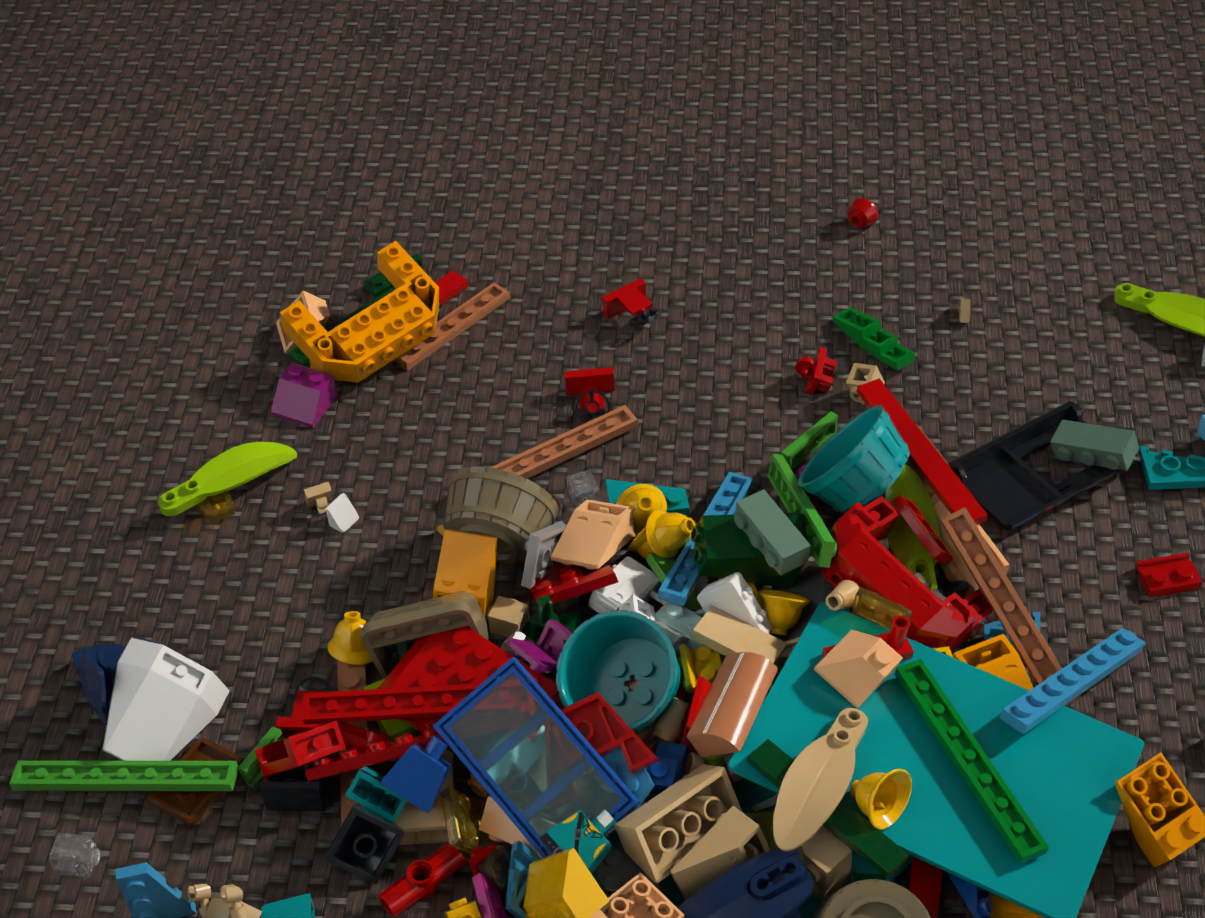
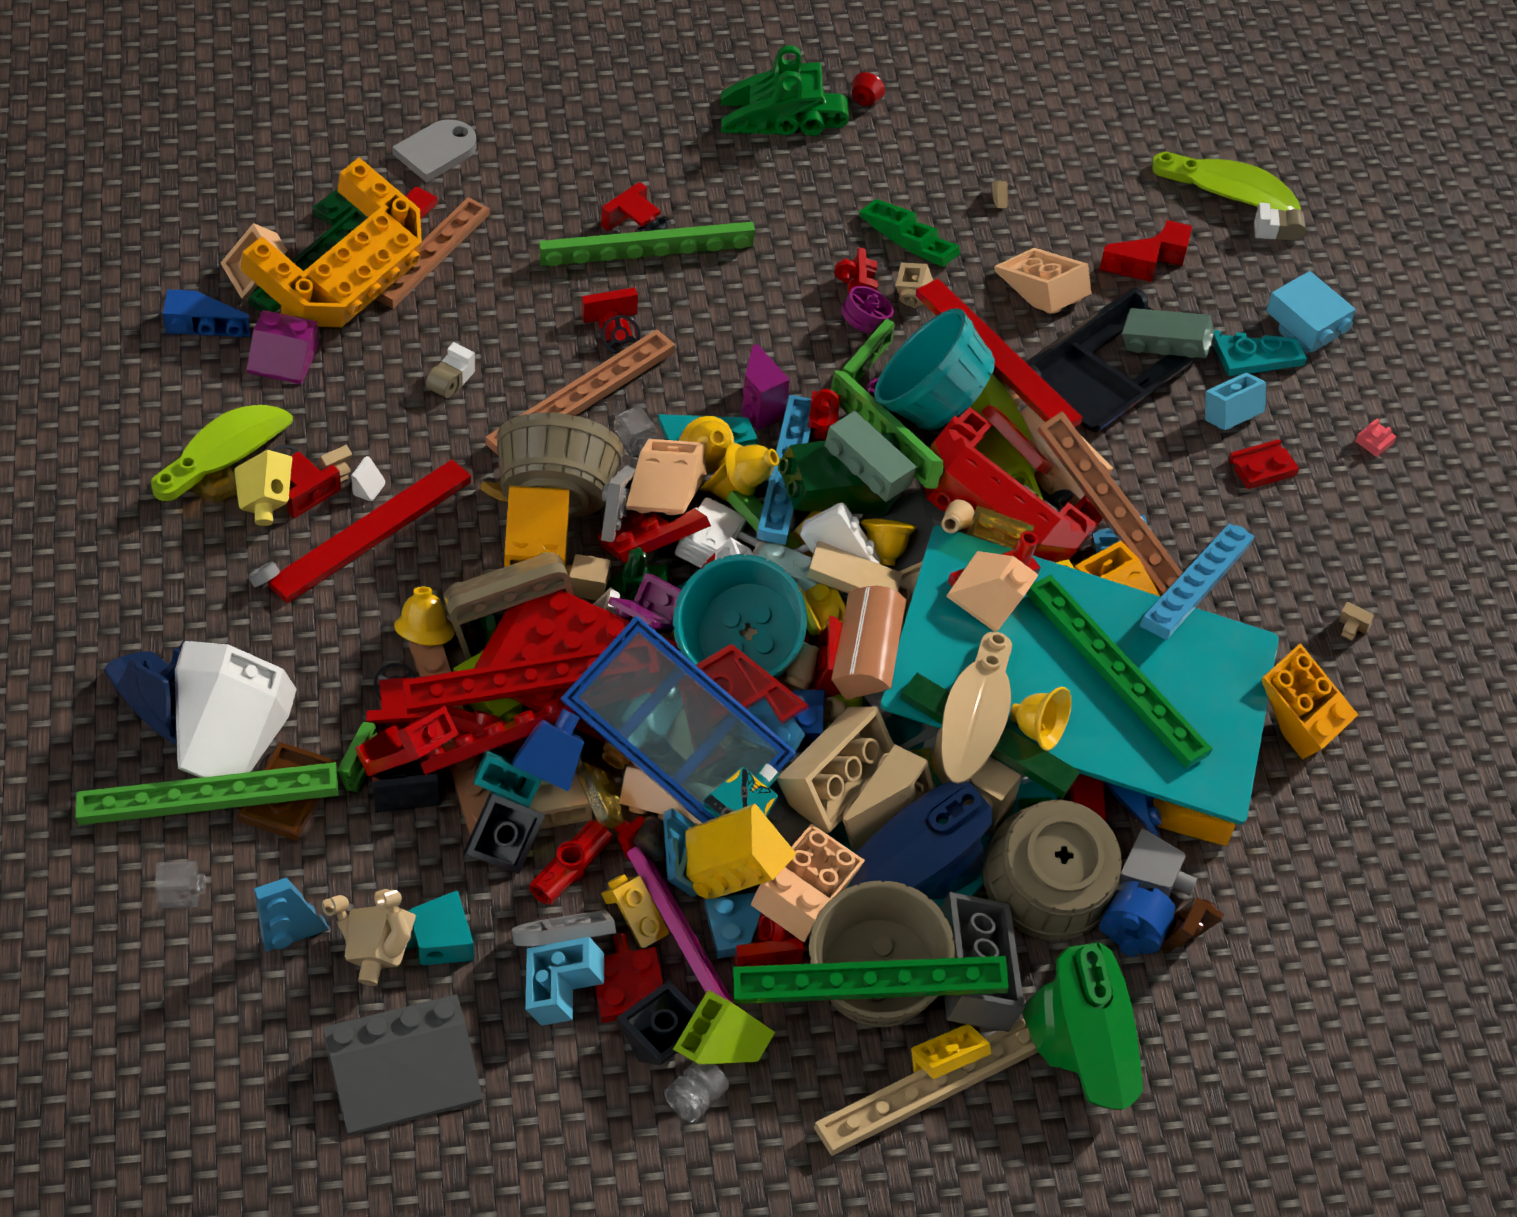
camera: 20 degrees left, 5 degrees up
(231, 586) = (263, 574): none -> light grey tile
(242, 362) = (201, 315): none -> blue slope
(249, 510) = (263, 485): none -> light yellow torso
(290, 512) = (309, 483): none -> red piece
(332, 558) = (369, 531): none -> red tile
(439, 427) = (452, 371): none -> leg
(480, 240) = (436, 148): none -> light grey tile
(635, 331) = (646, 244): none -> bright green plate
(702, 465) = (764, 390): none -> magenta slope
(754, 482) = (823, 412): none -> red hips
(780, 212) = (779, 95): none -> green piece
(816, 401) = (866, 309): none -> magenta wheel
(991, 388) = (1046, 279): none -> light nougat slope
(1084, 375) = (1139, 257): none -> red arch
(1149, 513) = (1235, 401): none -> medium azure brick

